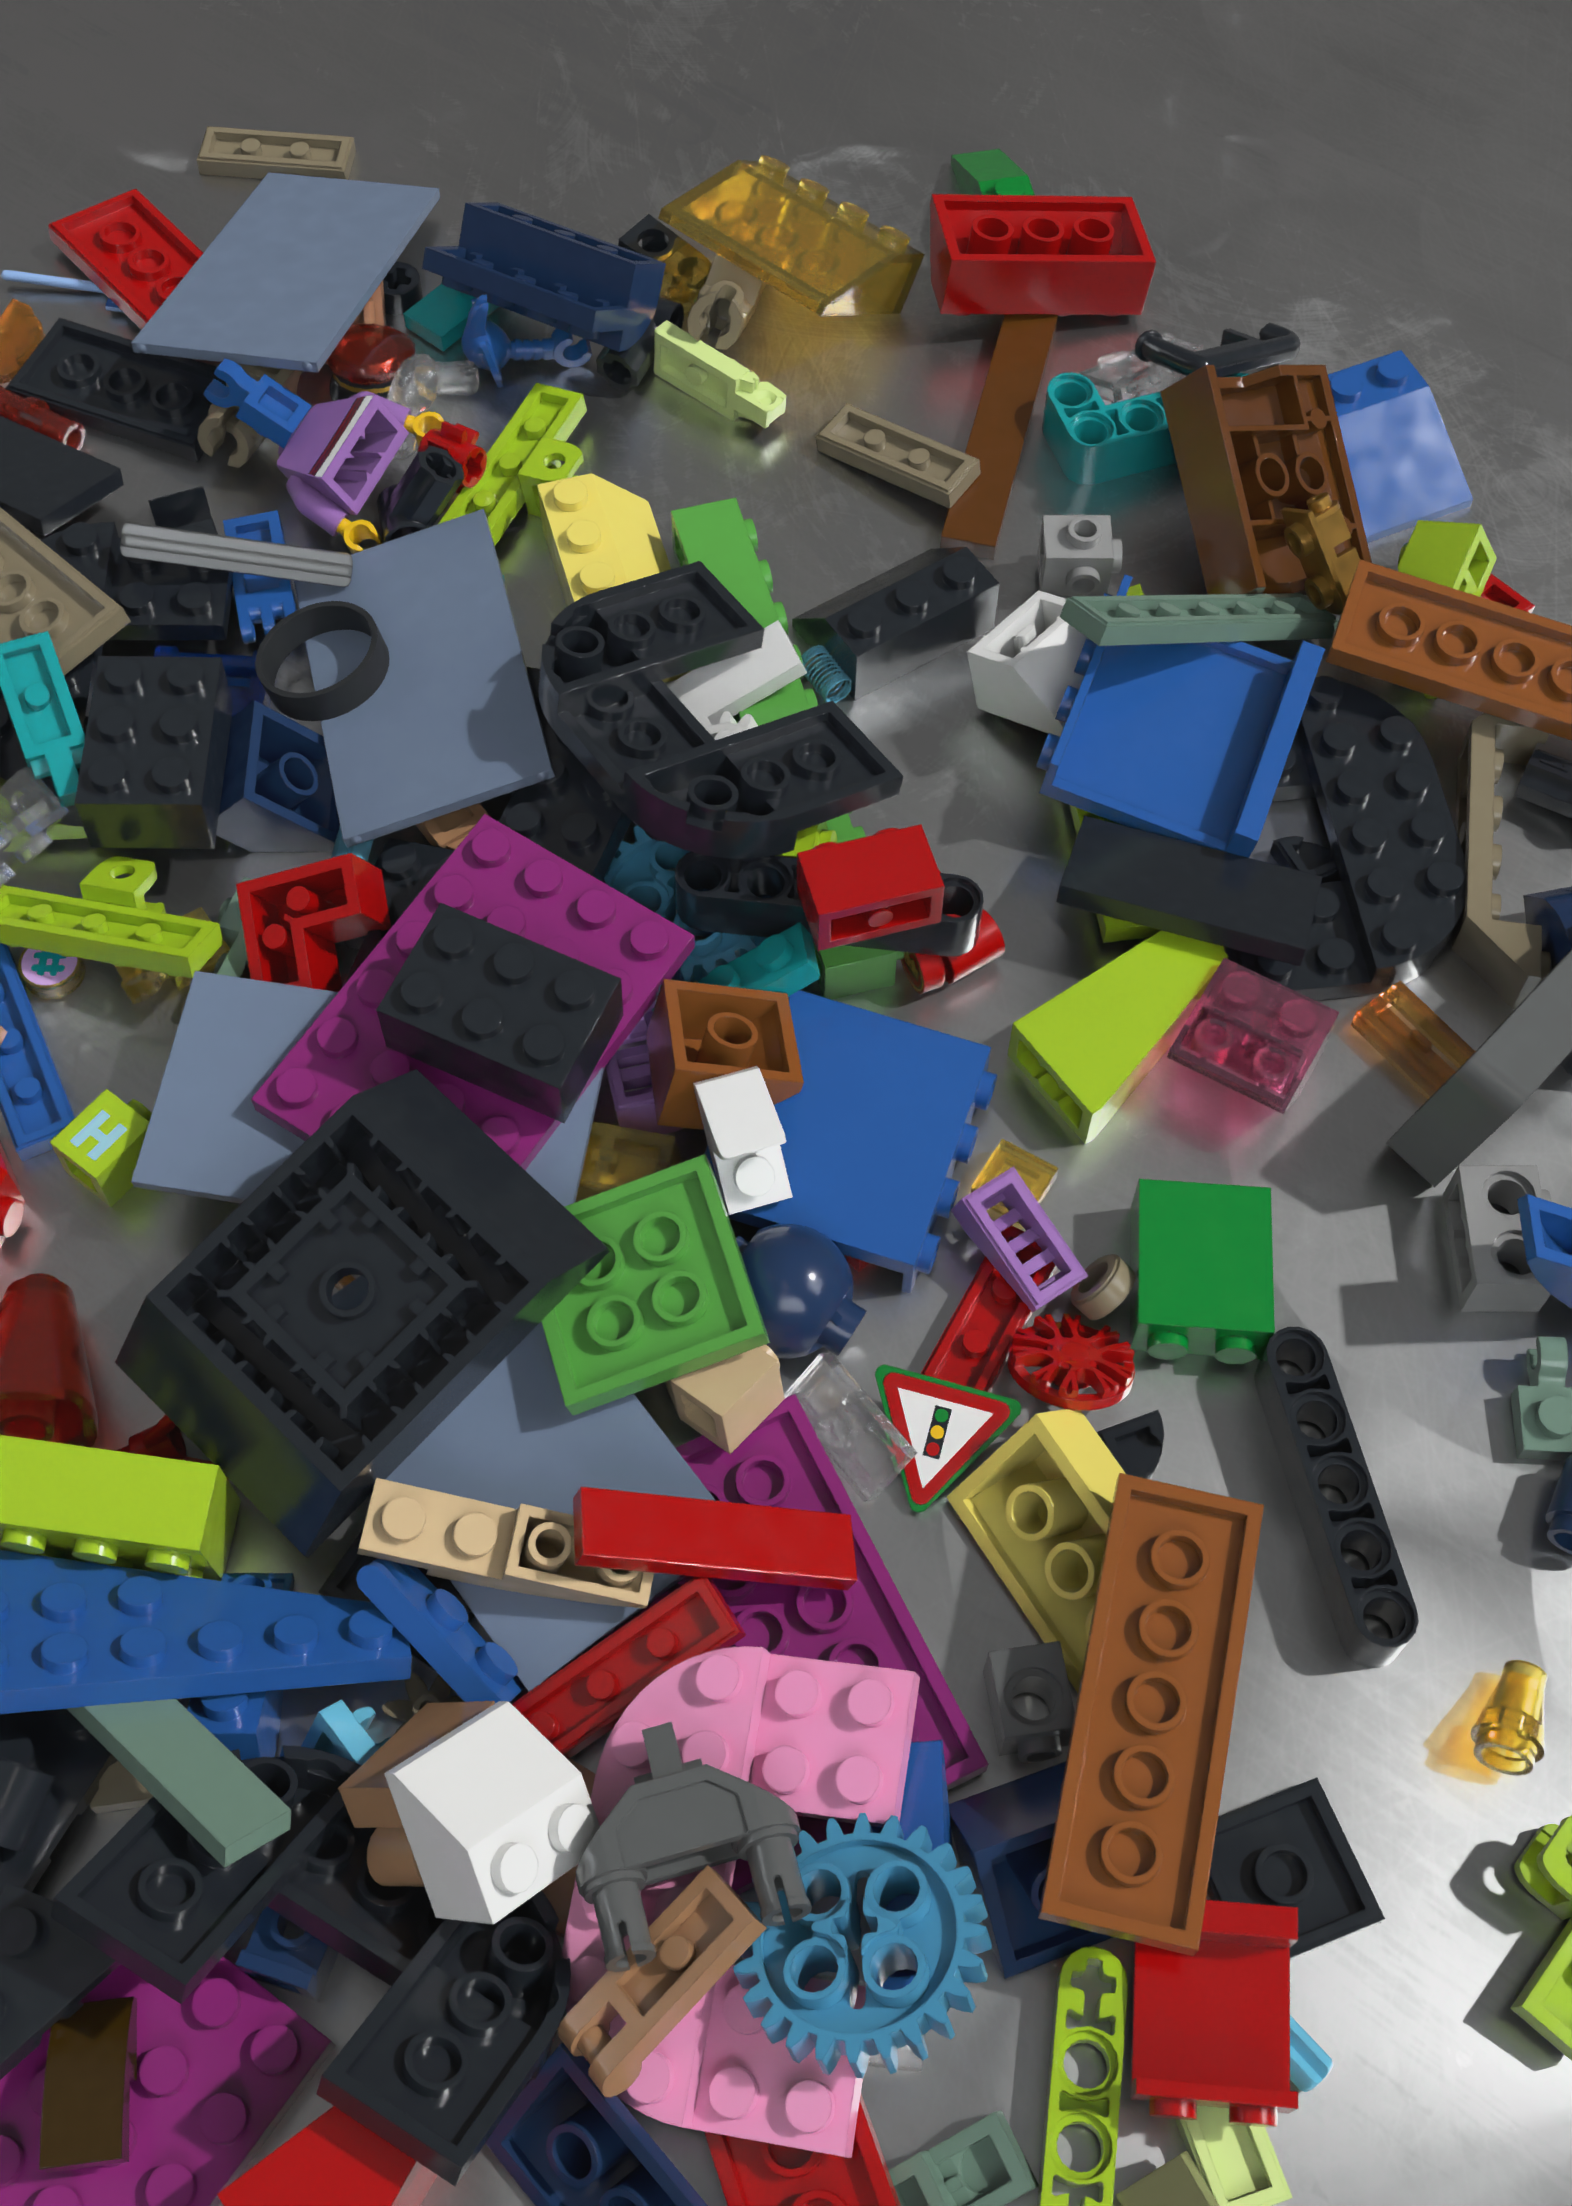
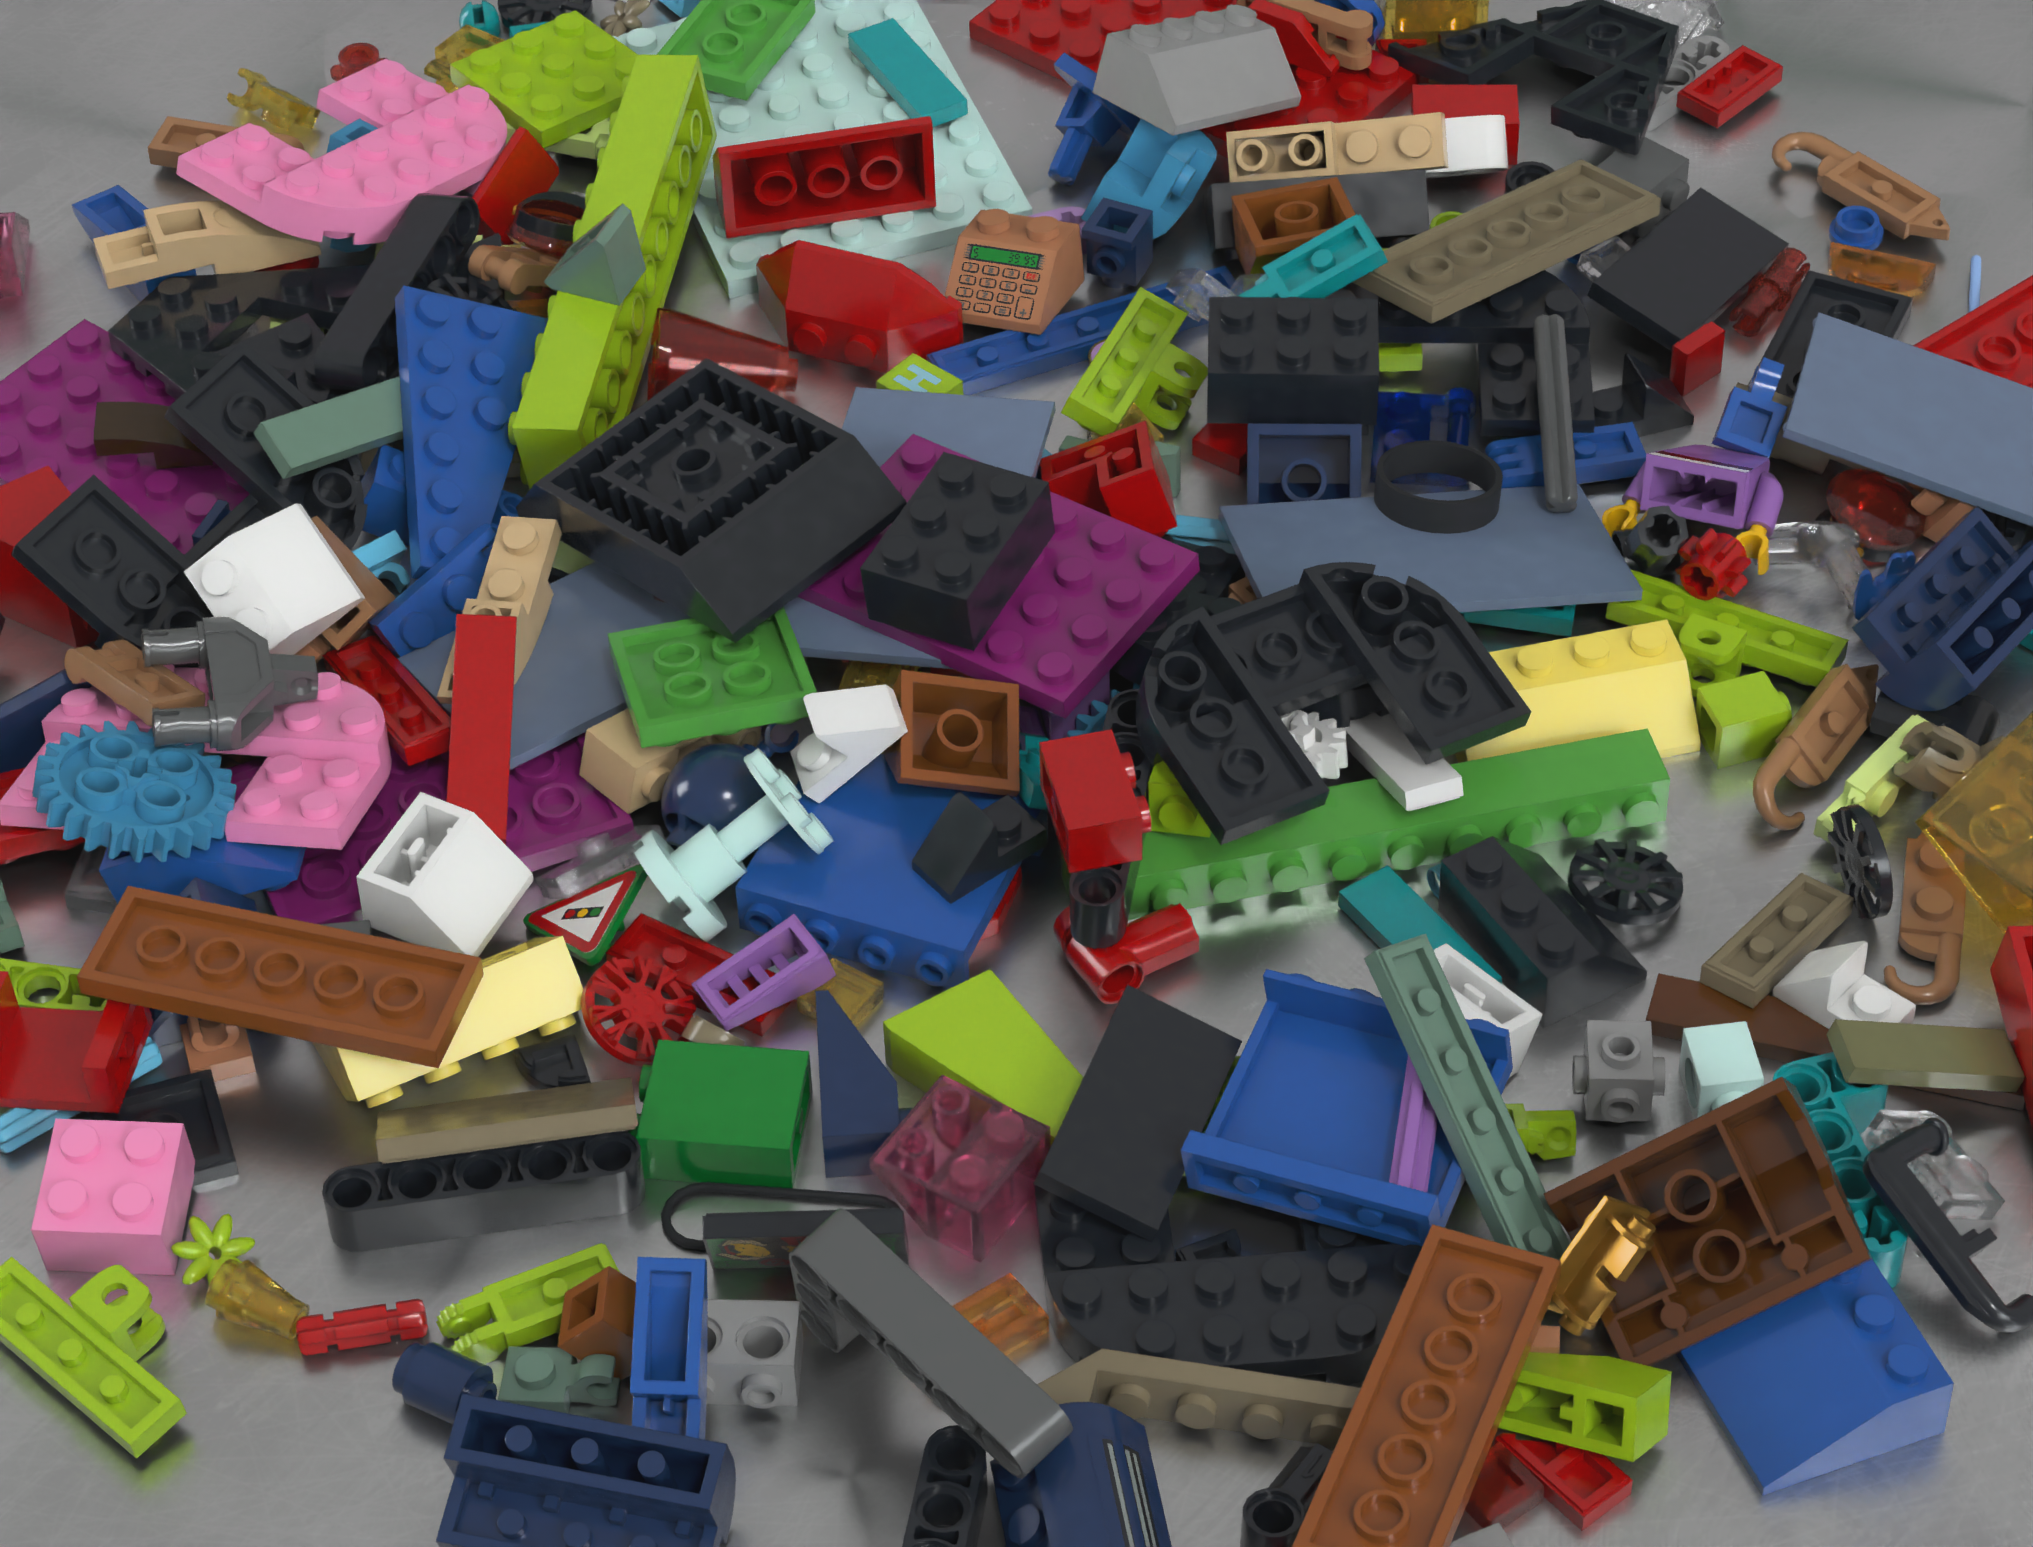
camera: 95 degrees right, 15 degrees down
(135, 469) = (1697, 358): none -> red tile
(196, 869) = (1222, 446): none -> red tile
(635, 458) = (1741, 718): none -> lime brick
(659, 416) = (1817, 738): none -> medium nougat plate
(829, 377) = (1862, 861): none -> black wheel
(831, 555) = (1625, 882): none -> black wheel
(845, 361) = (1929, 922): none -> medium nougat plate
(862, 1030) = (976, 845): none -> black slope
(892, 1280) = (714, 859): none -> light aqua piece
(915, 700) = (1395, 912): none -> teal tile
(939, 1571) = (441, 879): none -> white slope
(972, 405) = (1833, 986): none -> white slope
(1056, 350) = (1925, 1055): none -> olive tile
(1062, 487) = (1718, 1065): none -> light aqua brick
(1179, 1140) = (855, 1093): none -> dark blue slope
(1202, 668) = (1414, 1135): none -> medium lavender axle
(1246, 1437) = (505, 1120): none -> dark tan tile
(1330, 1213) = (761, 1191): none -> black piece
(1383, 1165) = (767, 1238): none -> black tile
(1420, 1895) = (114, 1196): none -> bright pink brick
(1454, 1780) = (208, 1242): none -> lime plant
(1465, 1430) = (521, 1306): none -> lime hinge
(1505, 1339) = (600, 1319): none -> dark orange brick
(1517, 1603) = (361, 1327): none -> red axle

